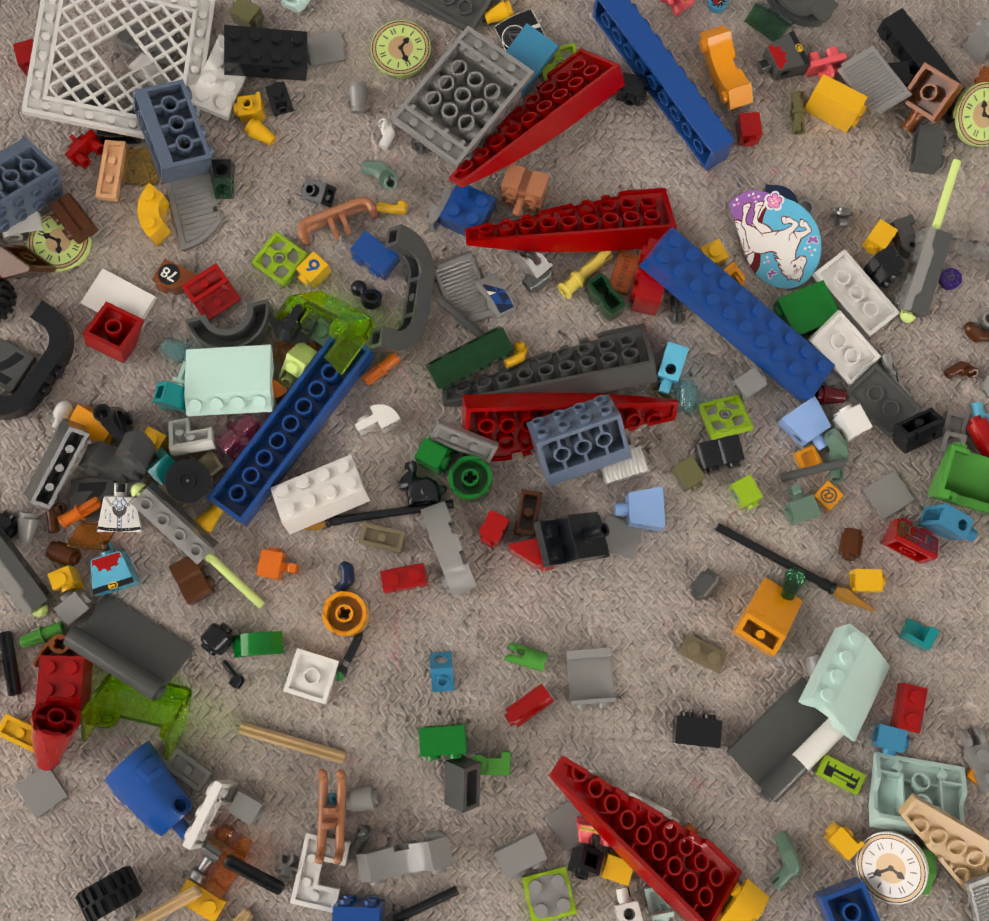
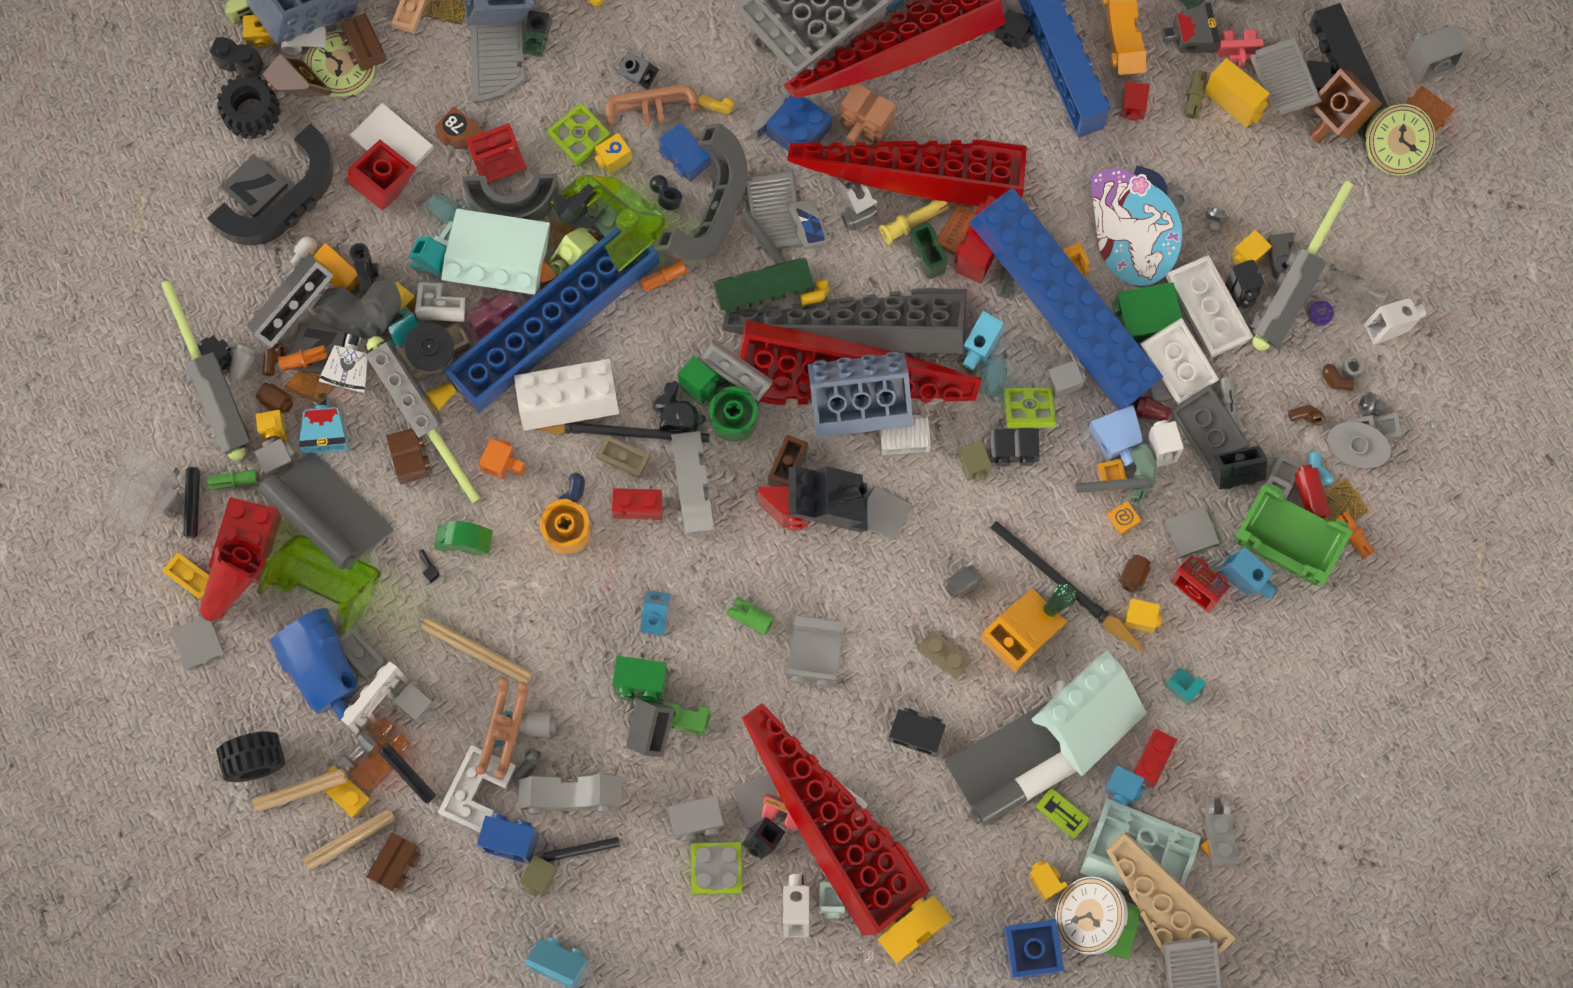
camera: 10 degrees right, 5 degrees down
(55, 645) = (245, 490): dark orange panel -> none
(152, 214) = (449, 55): yellow brick -> none
(217, 638) = (420, 523): black head -> none
(287, 869) = (441, 778): flat silver plate -> none
(311, 676) = (513, 585): white plate -> none
(343, 669) = (548, 587): black piece -> none
(379, 170) = (714, 64): sand green arm -> none
(382, 416) = (653, 327): white brick -> none
(388, 133) = (730, 20): white arm -> none
(493, 529) = (746, 471): red brick -> none
(528, 706) = (740, 667): red brick -> none
(615, 869) = (794, 854): yellow brick -> none
(643, 509) = (915, 487): light blue torso -> none
(715, 252) = (1061, 229): yellow brick -> none
(745, 493) = (1032, 494): lime brick -> none
(790, 859) = (985, 887): sand green arm -> none
(801, 507) = (1089, 524): sand green brick -> none
(927, 149) = (1330, 165): dark grey brick -> none

